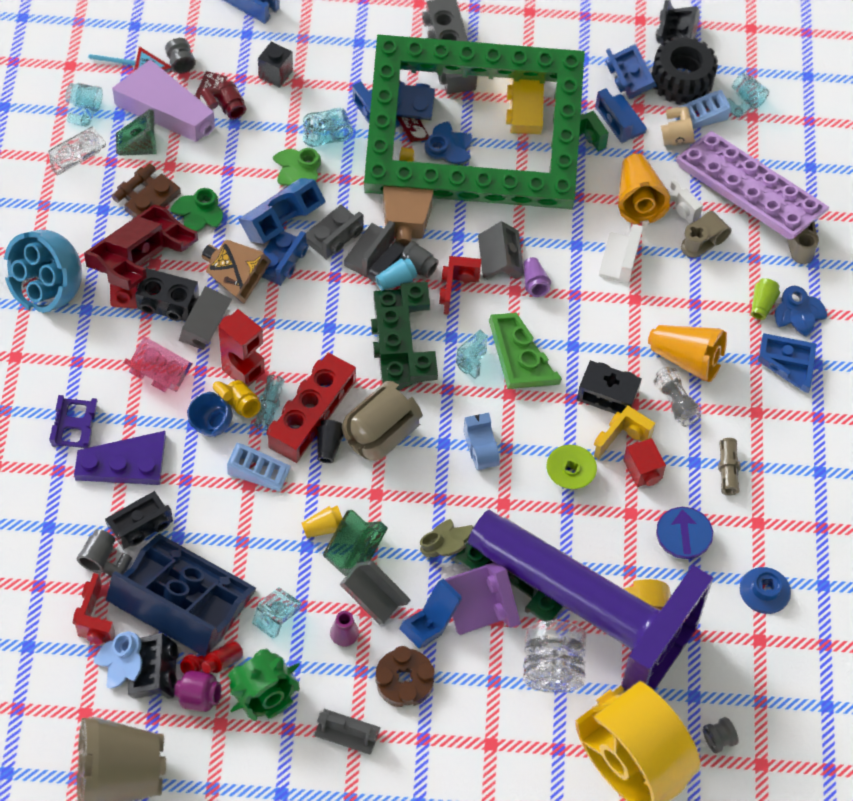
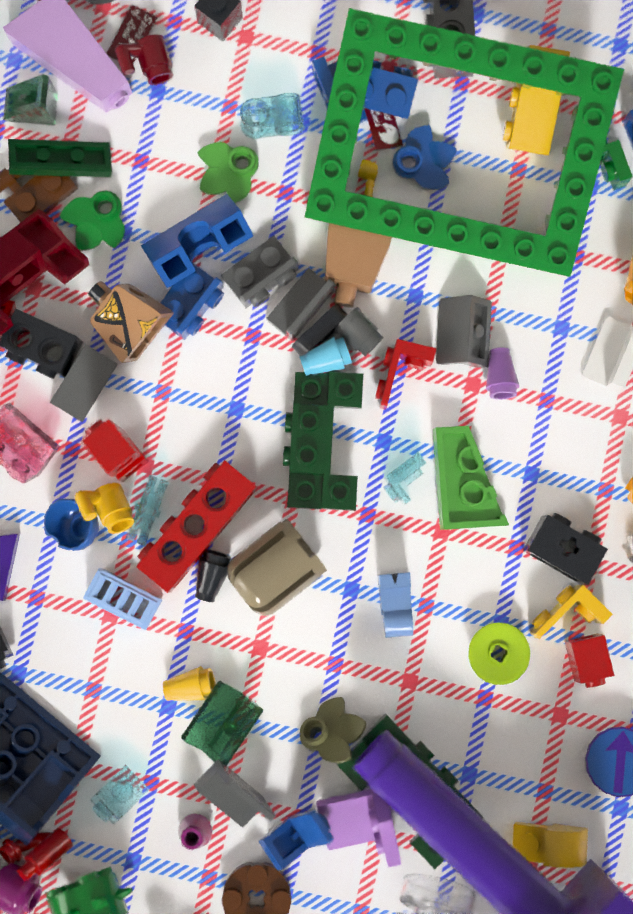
camera: 10 degrees right, 25 degrees up
(166, 169) = (59, 158): none -> dark green tile

